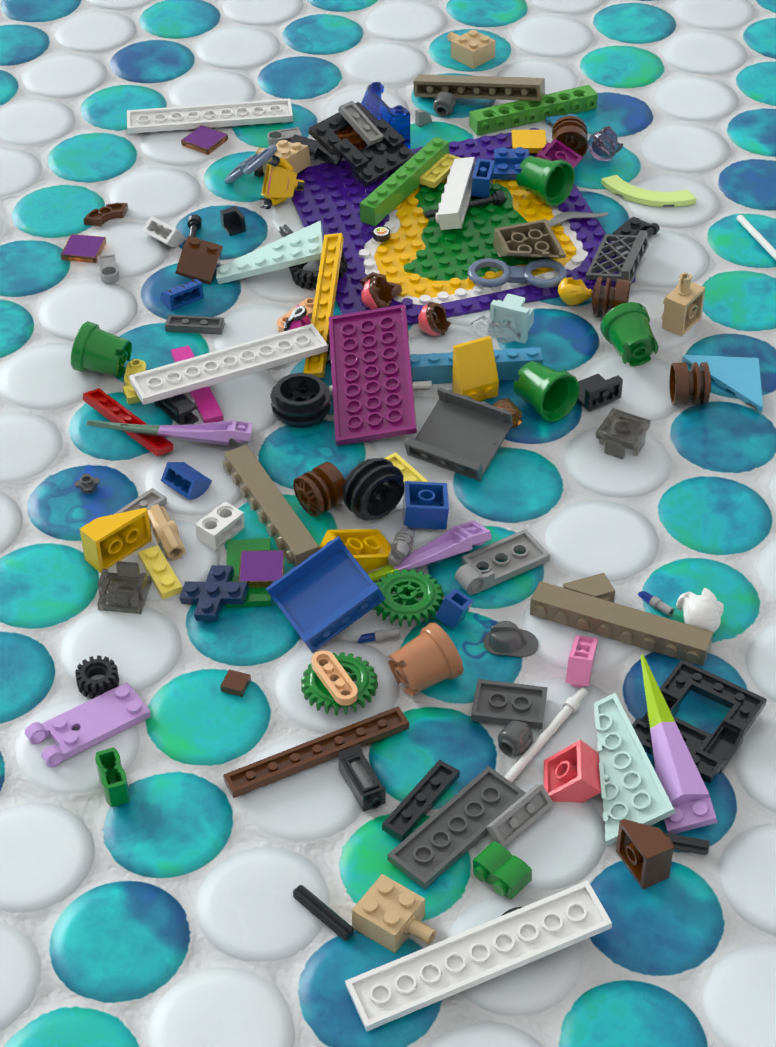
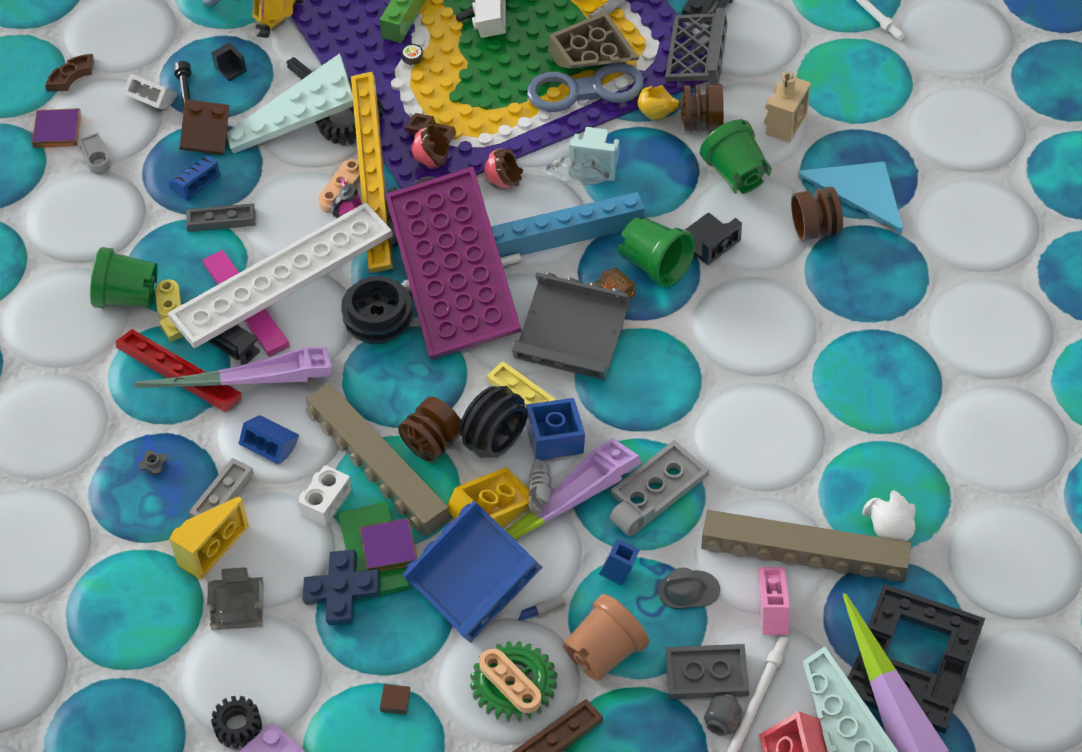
camera: 10 degrees left, 10 degrees up
(160, 572) = (270, 567): light yellow plate -> none
(166, 532) = (264, 514): tan piece -> none
(404, 602) = (561, 565): green gear -> none
(475, 369) = (571, 240): yellow slope -> none
(595, 586) = (767, 505): dark tan slope -> none
(622, 431) = (755, 292): clear smoke panel -> none
(656, 603) = (838, 510): light grey piece -> none

